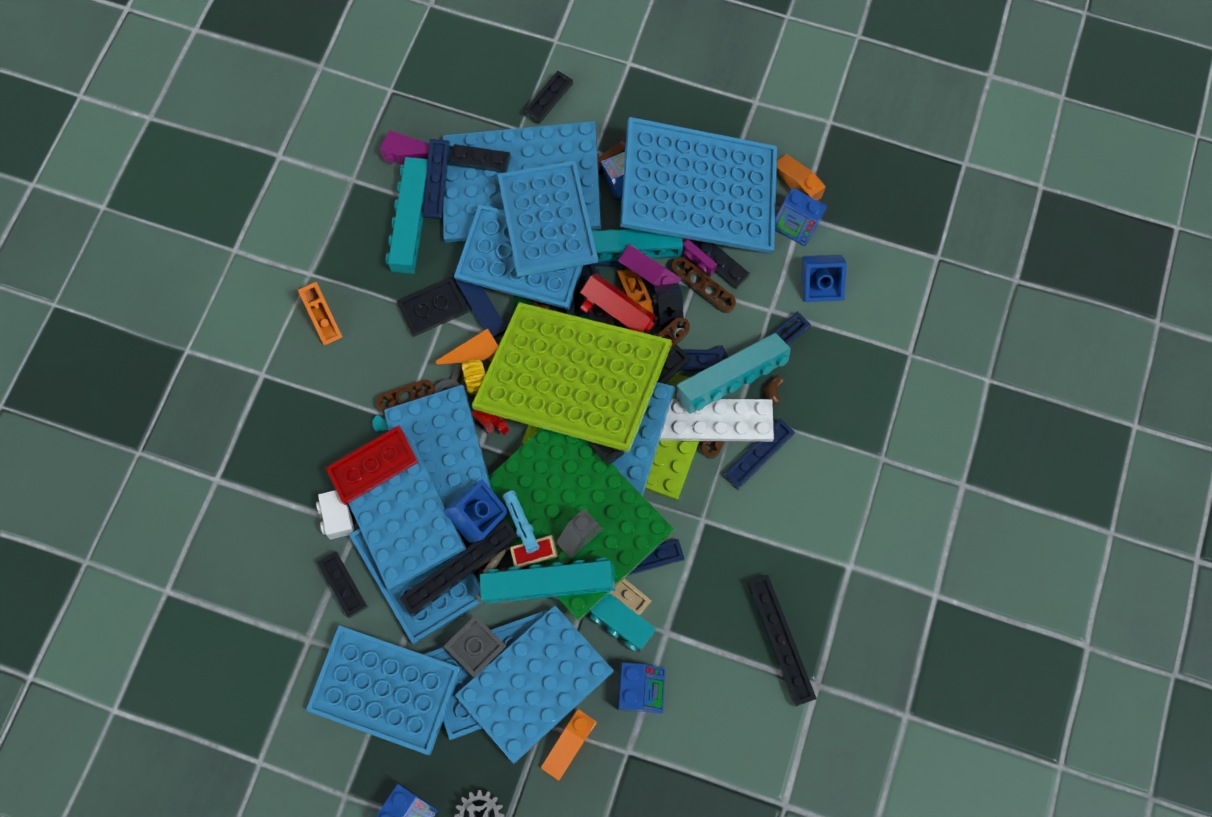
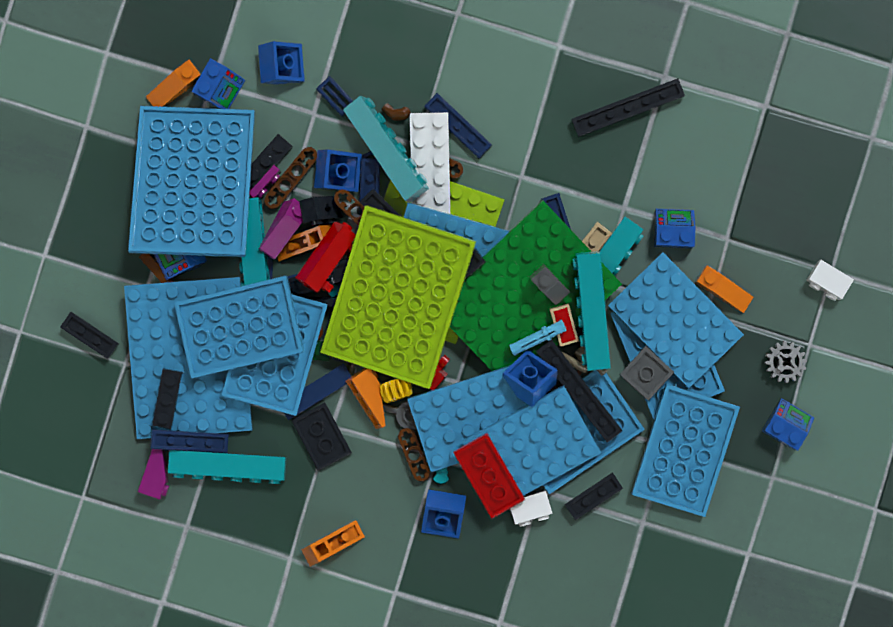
camera: 90 degrees left, 15 degrees up
(339, 422) = (443, 514): none -> blue slope
(710, 328) = (337, 170): none -> blue slope

